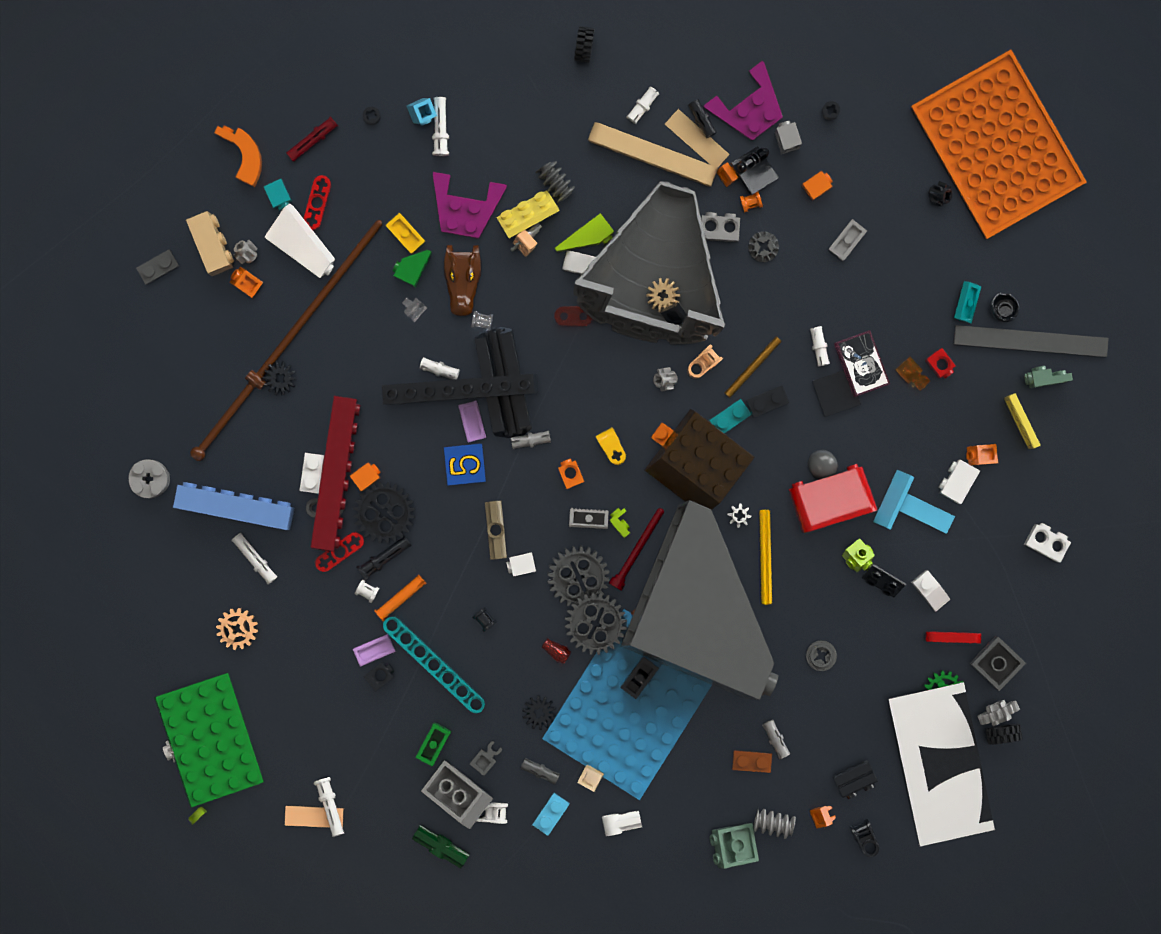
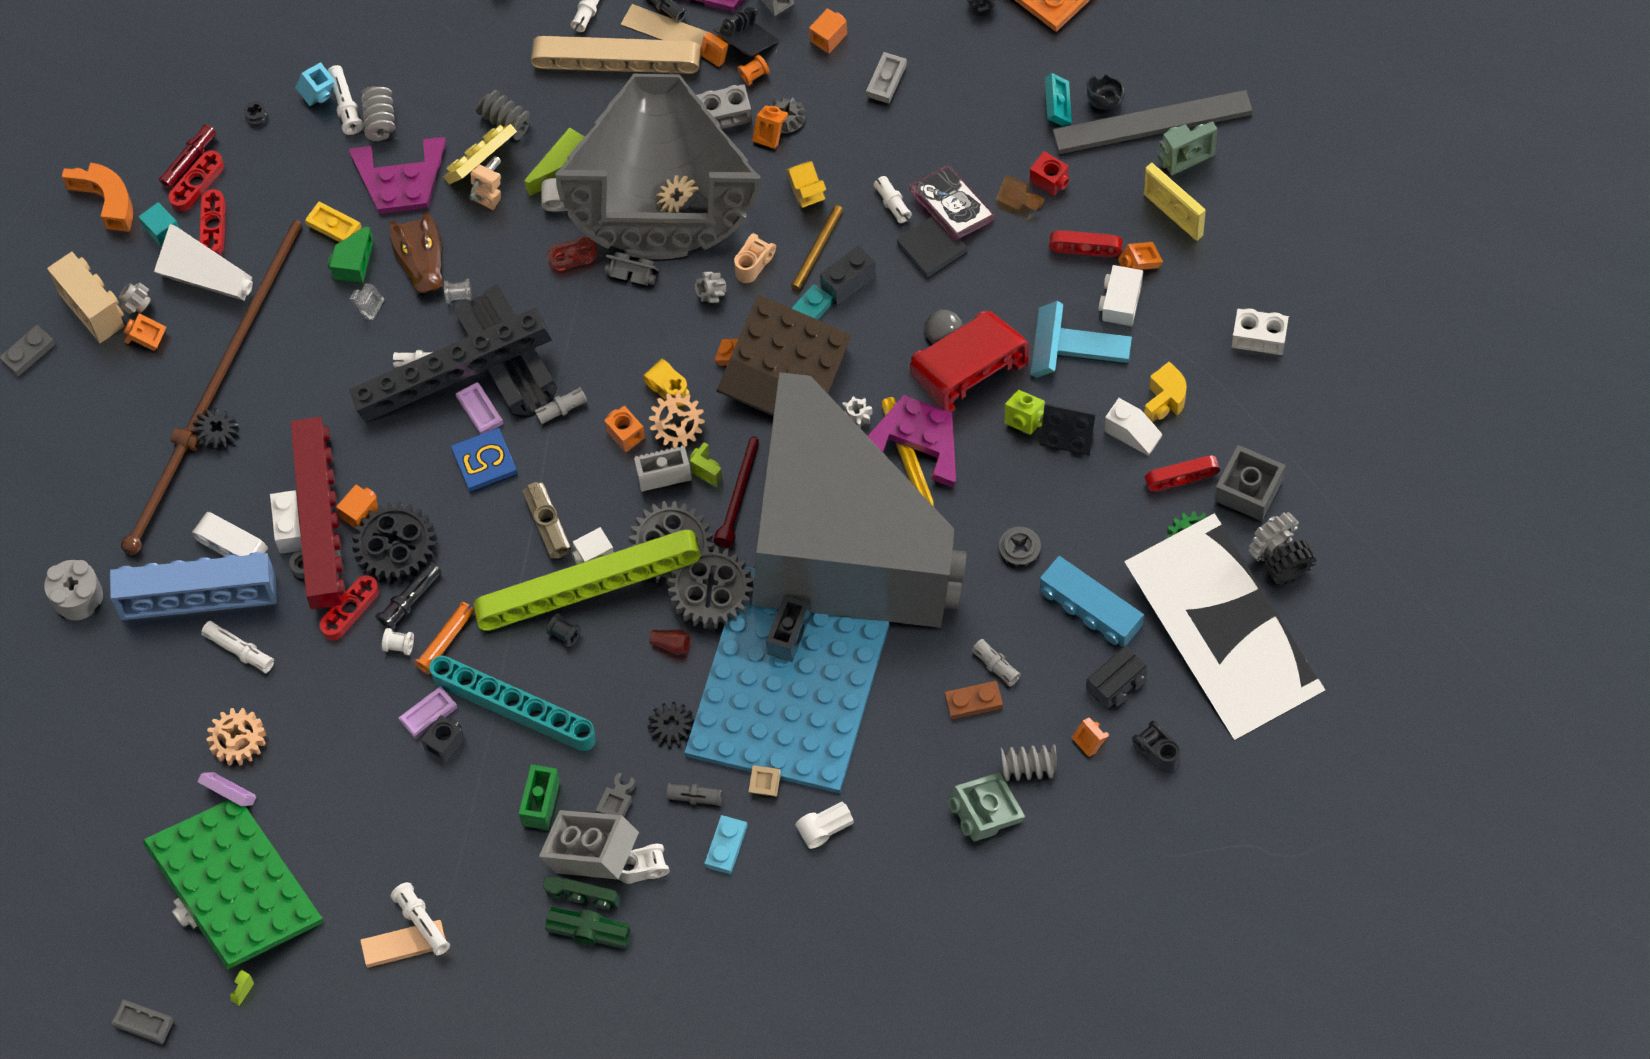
camera: 15 degrees left, 25 degrees down
(125, 818) = (142, 1021): none -> dark grey plate
(221, 667) = (227, 788): none -> lavender tile
(268, 473) = (226, 537): none -> white beam
(306, 175) = (197, 170): none -> red beam
(442, 819) = (579, 891): none -> dark green hinge
(462, 149) = (377, 113): none -> light grey piece
(511, 592) = (587, 580): none -> lime beam
(606, 336) = (621, 266): none -> dark grey hinge
(618, 483) = (680, 430): none -> light nougat gear
(748, 255) = (768, 126): none -> orange bracket
(760, 314) = (805, 184): none -> yellow brick
(781, 543) = (922, 429): none -> magenta wing
(856, 716) = (1091, 602): none -> dark azure brick
(948, 430) = (1085, 243): none -> red beam
(969, 571) = (1170, 392): none -> yellow brick

